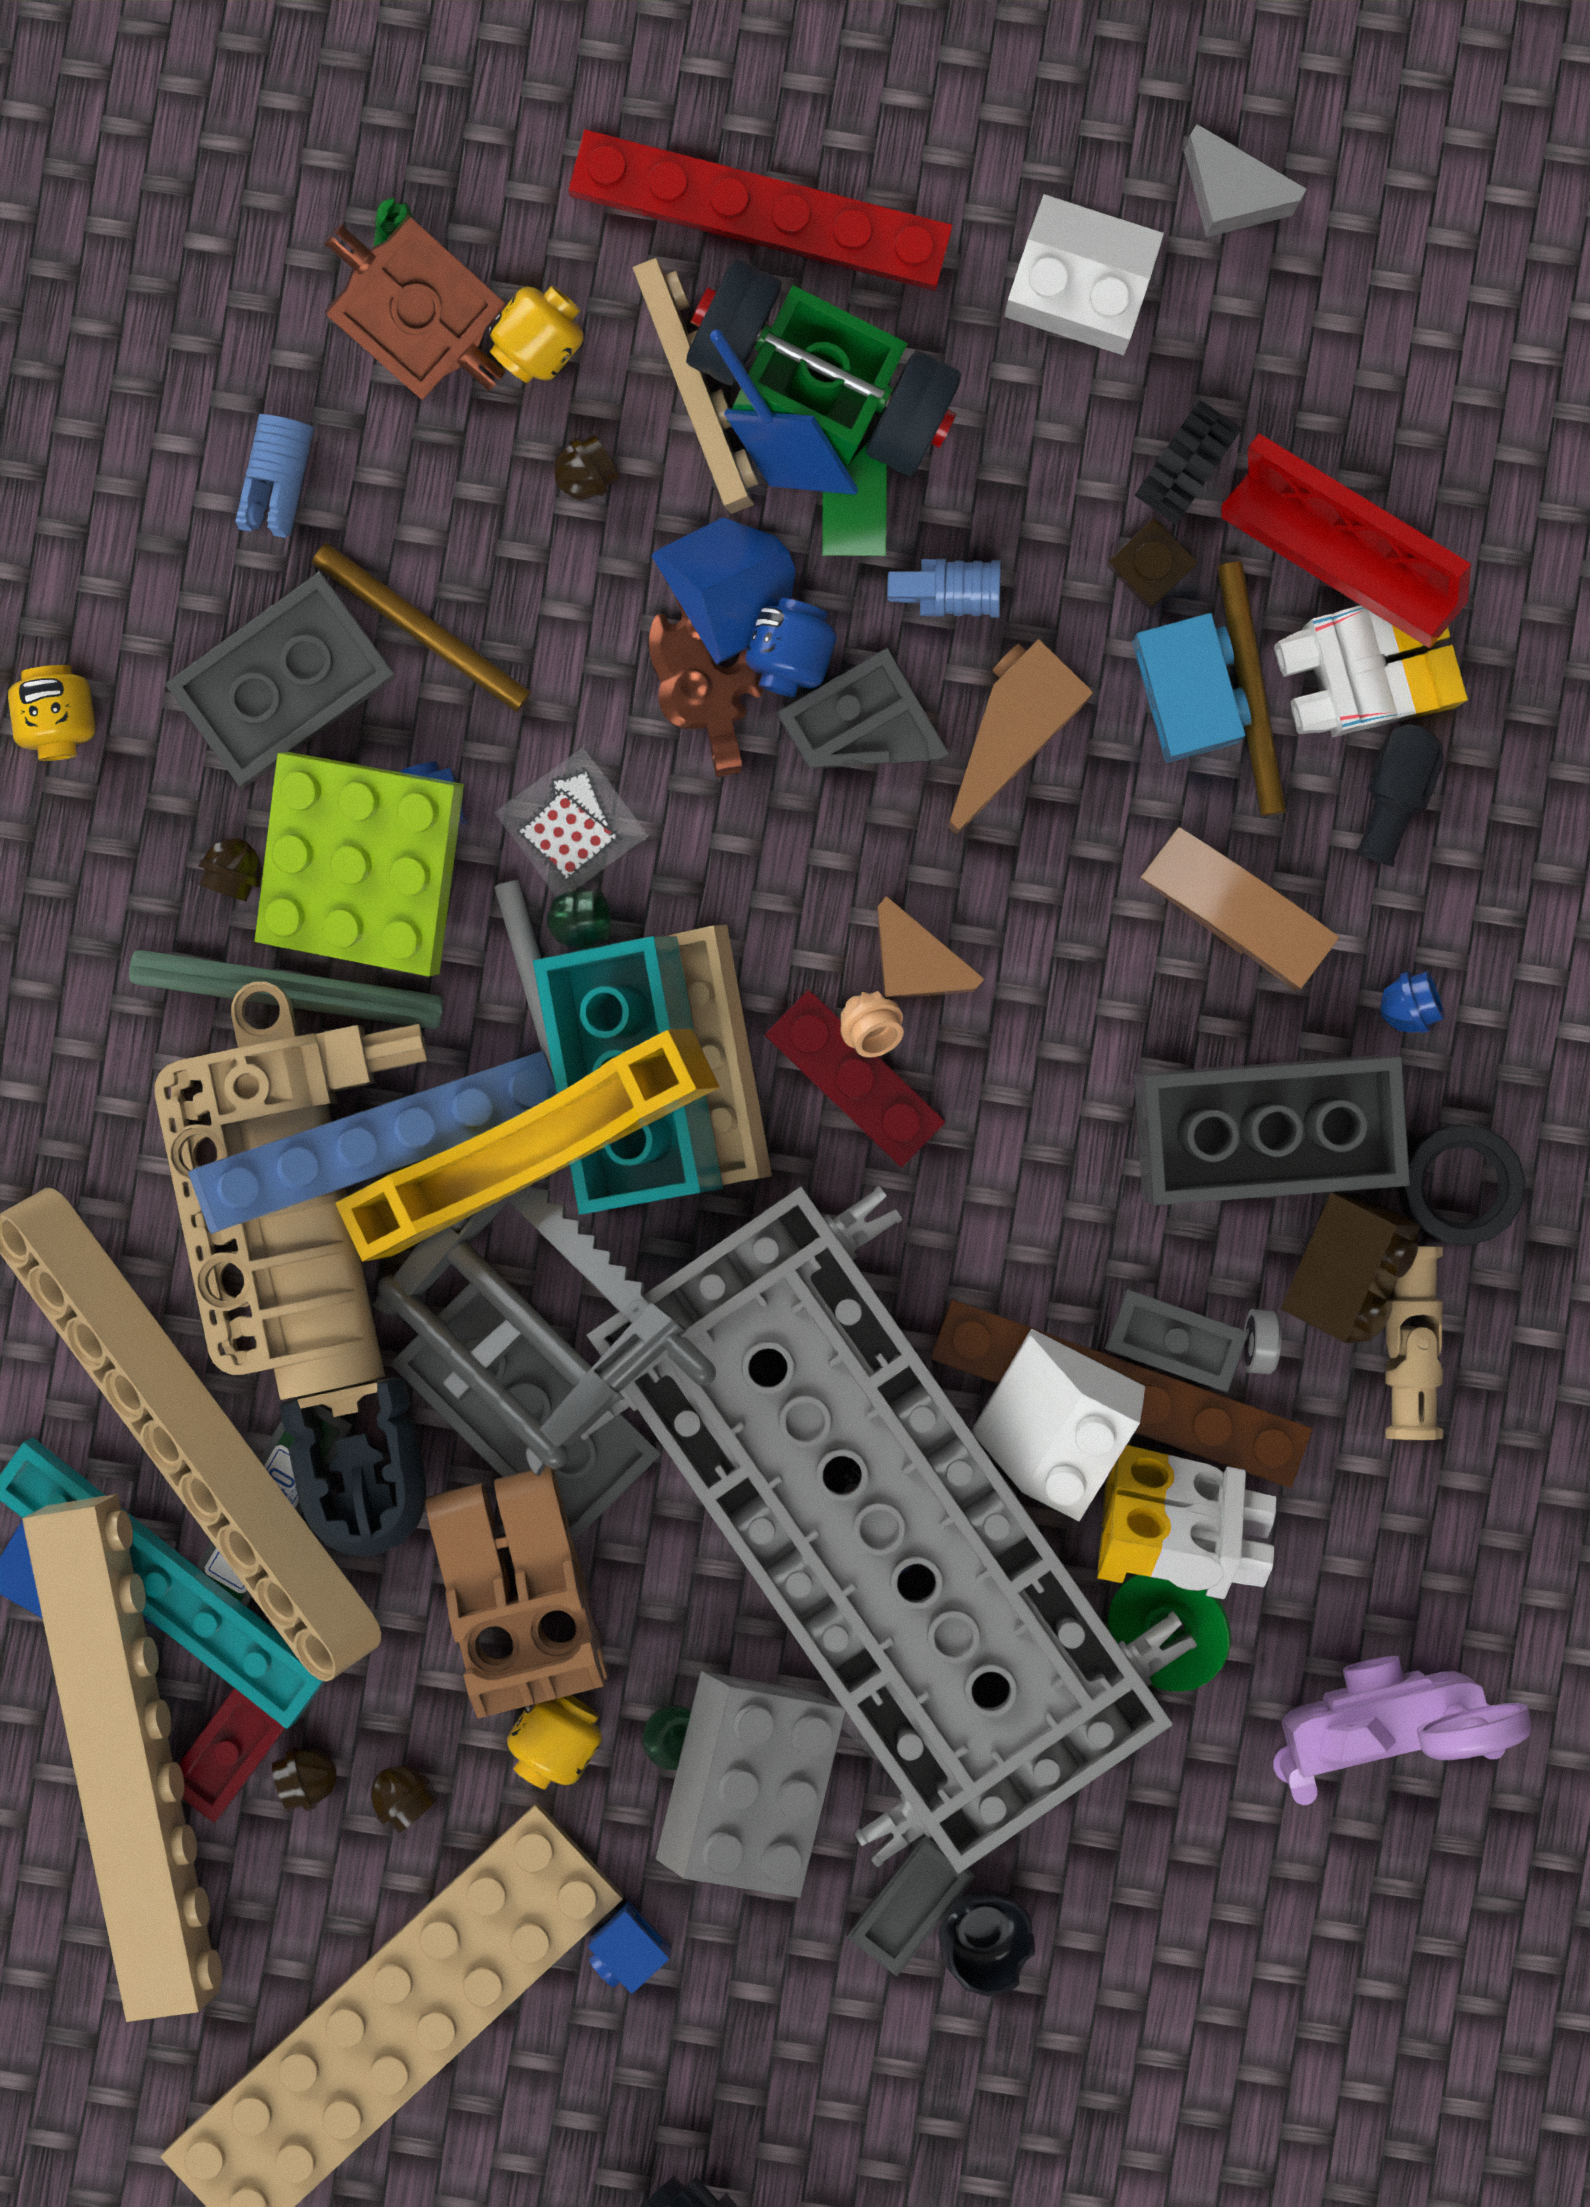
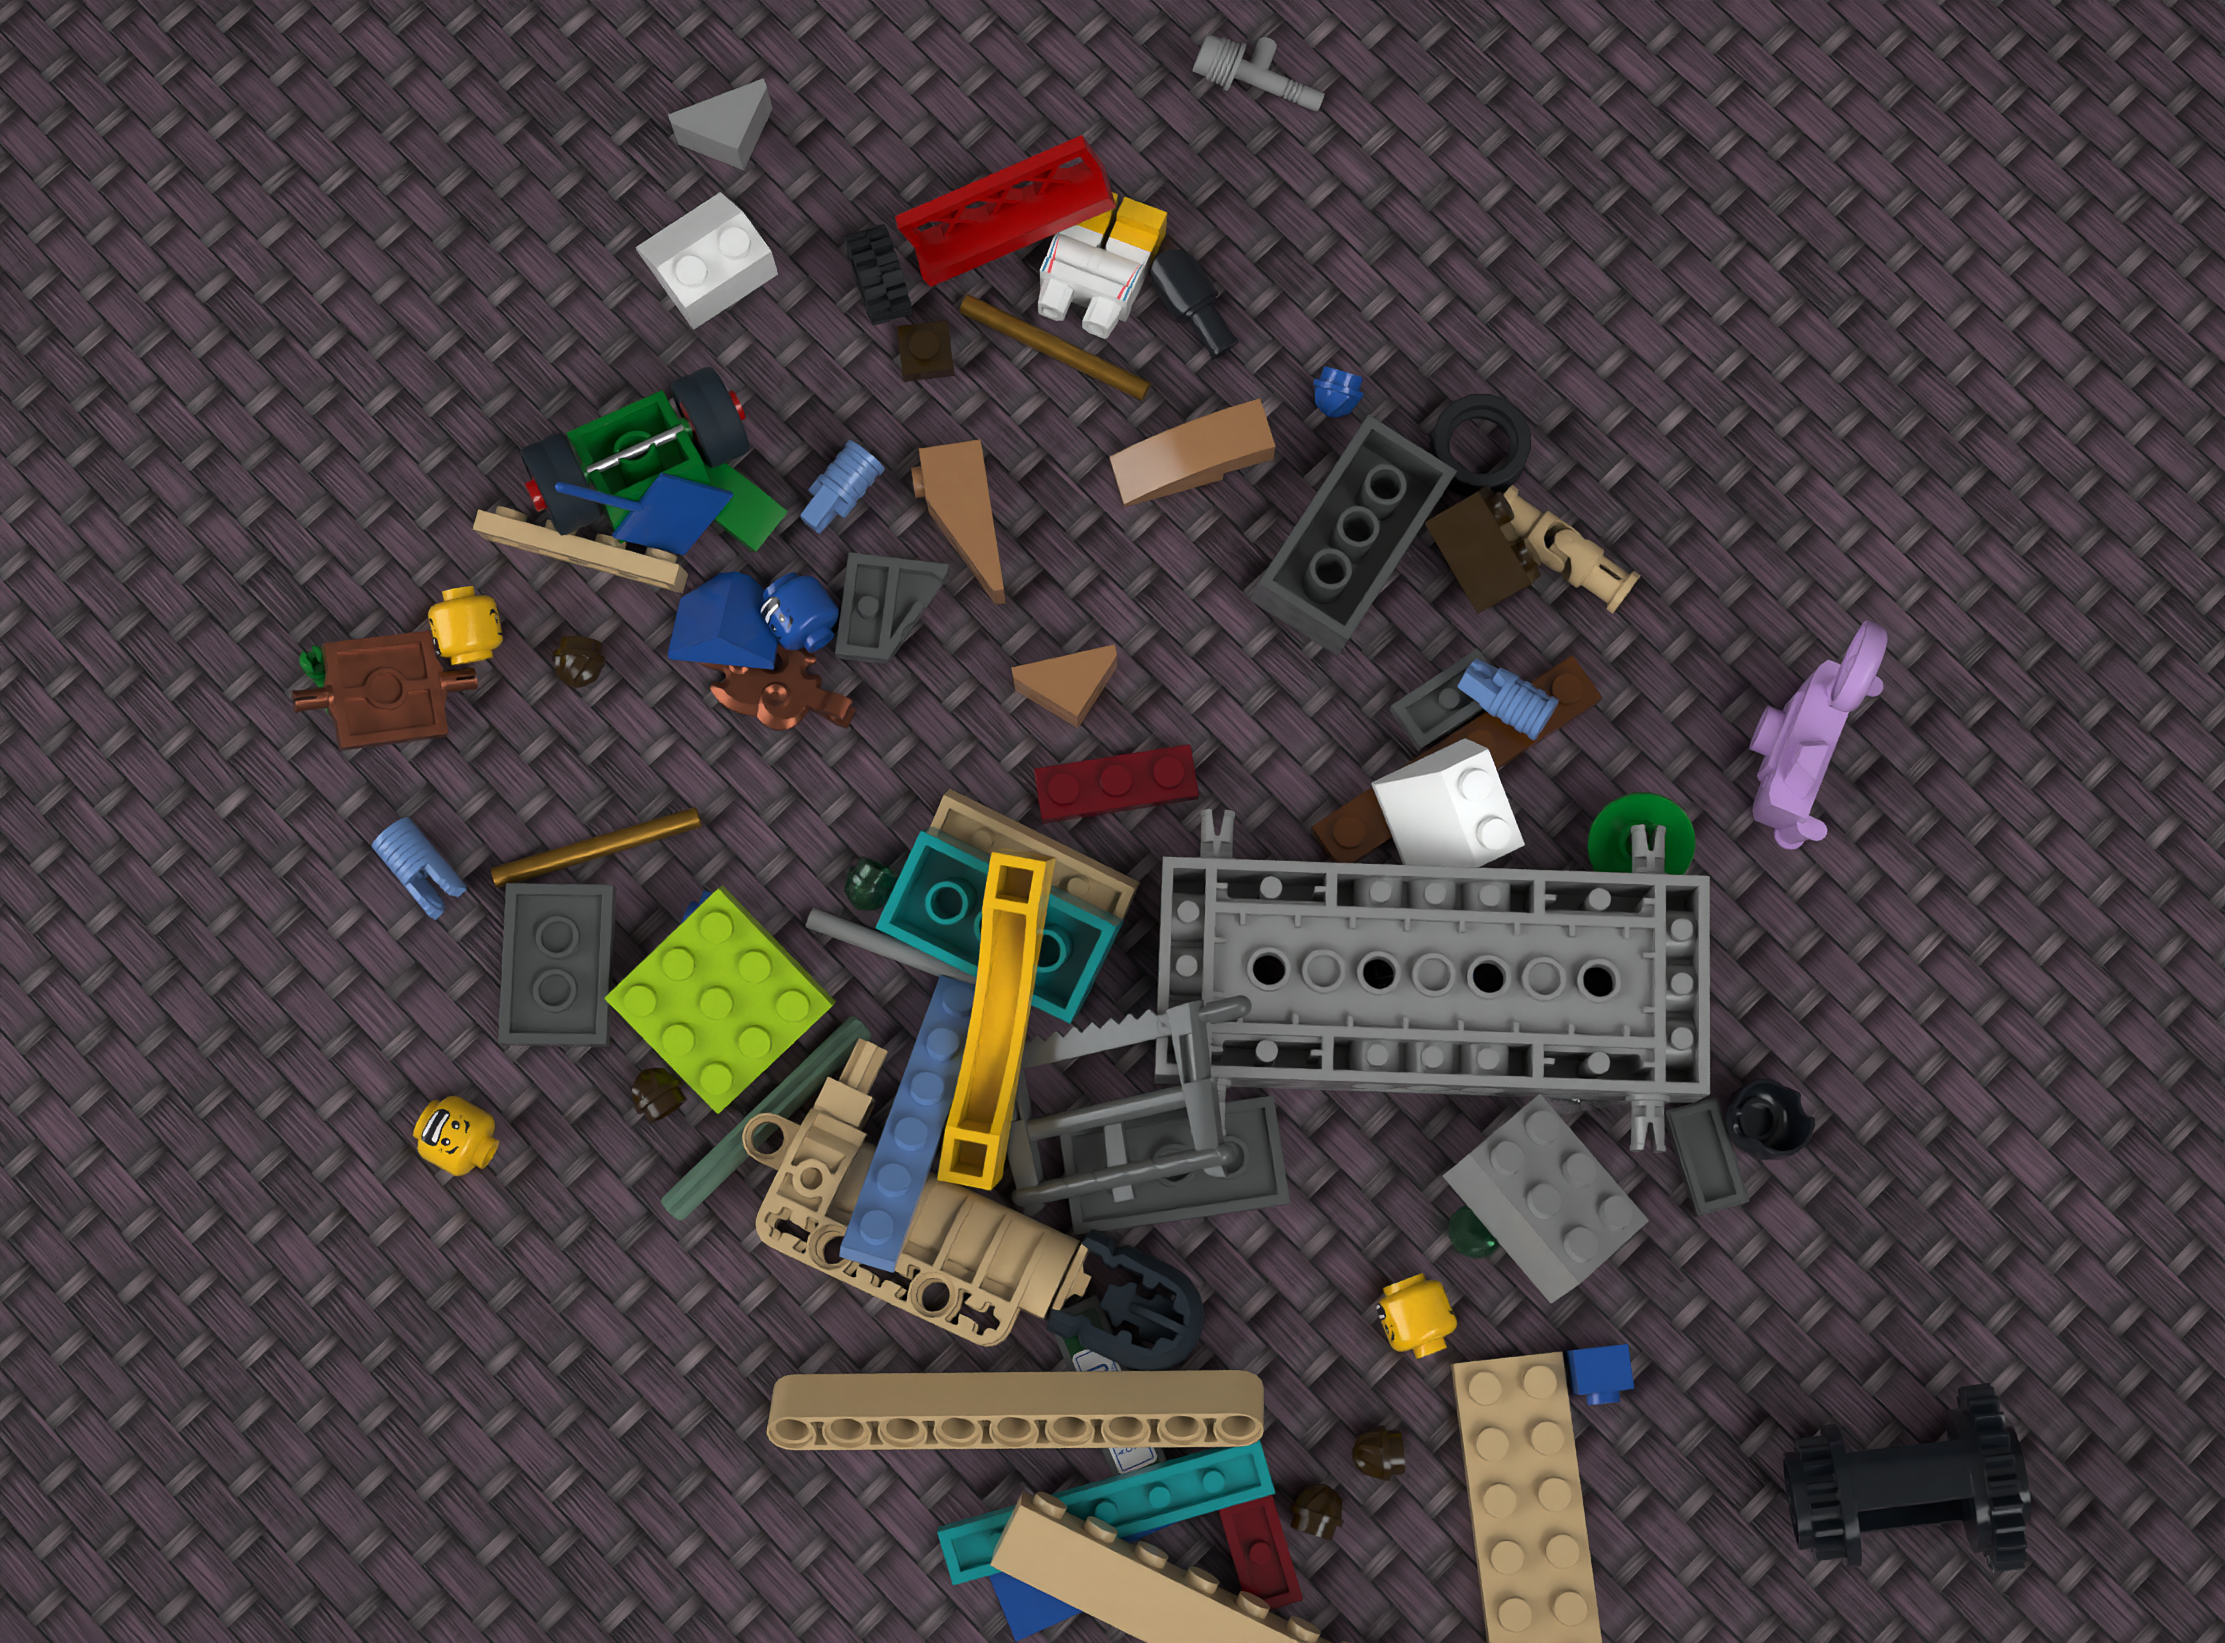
camera: 55 degrees left, 10 degrees down
(485, 1596) = (1302, 1232): medium nougat connector -> none
(571, 823) = (803, 846): clear sticker -> none
(760, 210) = (501, 430): red plate -> none
(871, 1024) = (1088, 741): light nougat plate -> none
(1183, 1524) = (1577, 779): white hips -> none
(1191, 687) = (1024, 381): dark azure brick -> none
(1216, 1399) = (1508, 697): none -> medium blue hinge
(1263, 1341) = (1491, 642): light grey tile -> none

